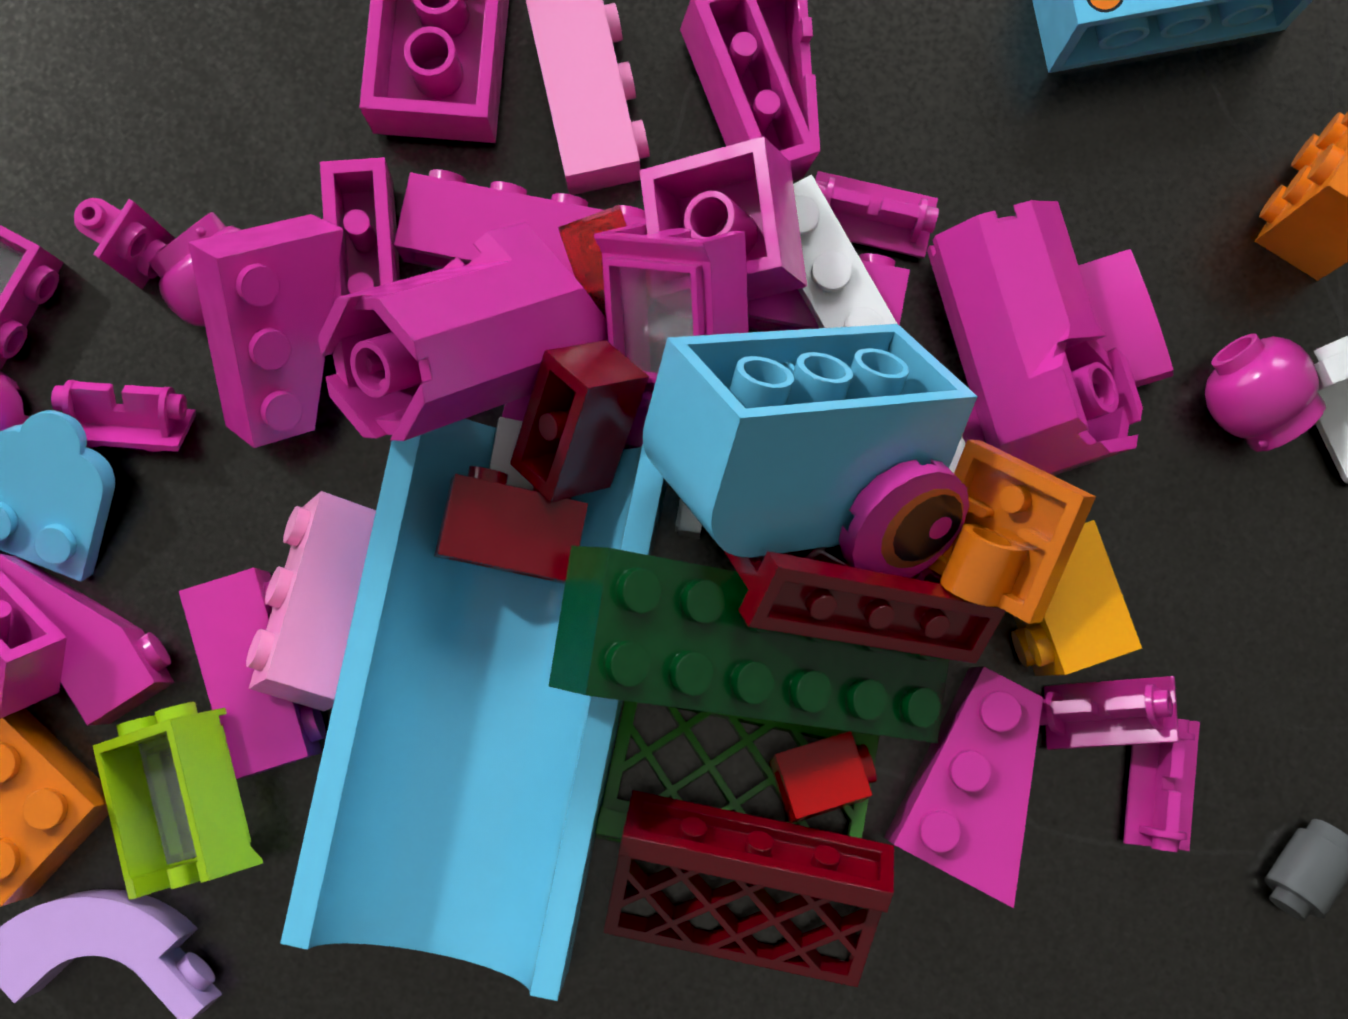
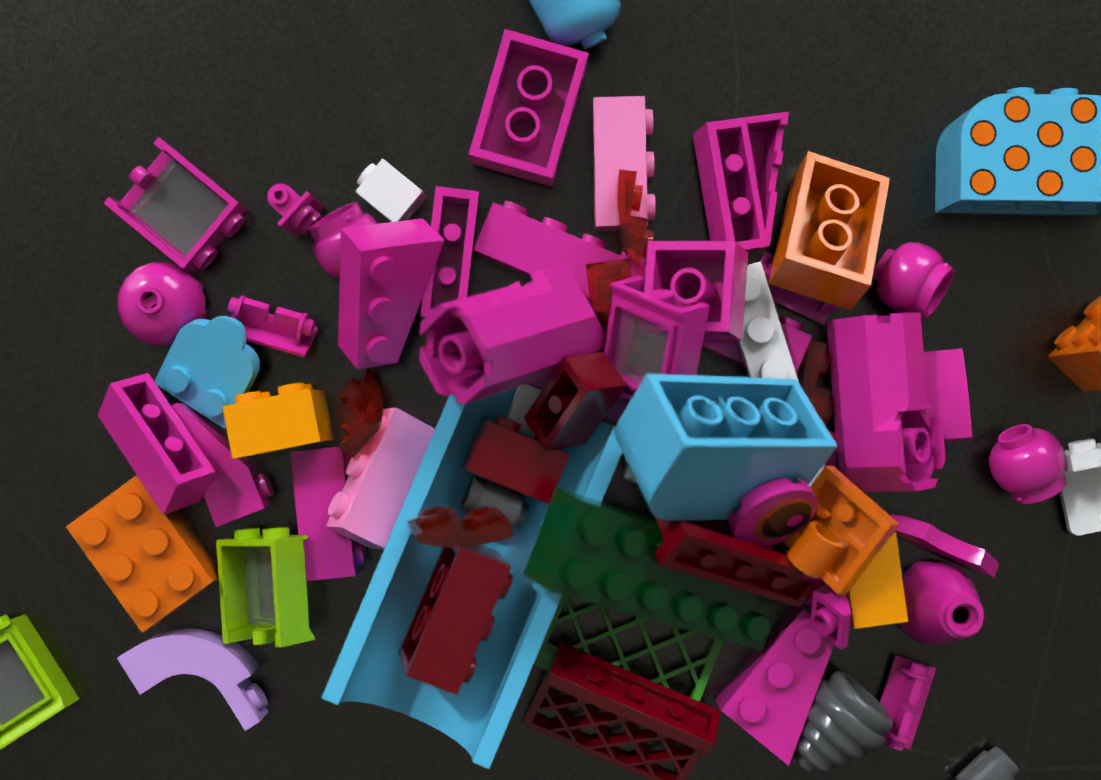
camera: 10 degrees right, 5 degrees up
(151, 549) = (278, 422): none -> light orange brick
(259, 189) = (389, 192): none -> white brick
(271, 510) = (359, 411): none -> clear red slope
(419, 643) = (444, 528): none -> clear red slope
(463, 778) = (454, 616): none -> dark red brick
(494, 602) = (491, 494): none -> dark grey brick
(612, 159) = (631, 229): none -> clear red slope
(823, 776) = (684, 657): red brick -> none
(902, 115) = (830, 231): none -> orange brick
(923, 314) = (812, 366): none -> clear red slope
(1024, 661) = (830, 615): none -> dark pink slope
(1037, 159) = (913, 279): none -> dark pink piece
(1078, 833) = (841, 725): none -> dark grey piece
(1110, 713) = (882, 654): dark pink hinge -> none
(1172, 538) = (945, 546): none -> dark pink tile
(1185, 623) = (940, 603): none -> dark pink cone

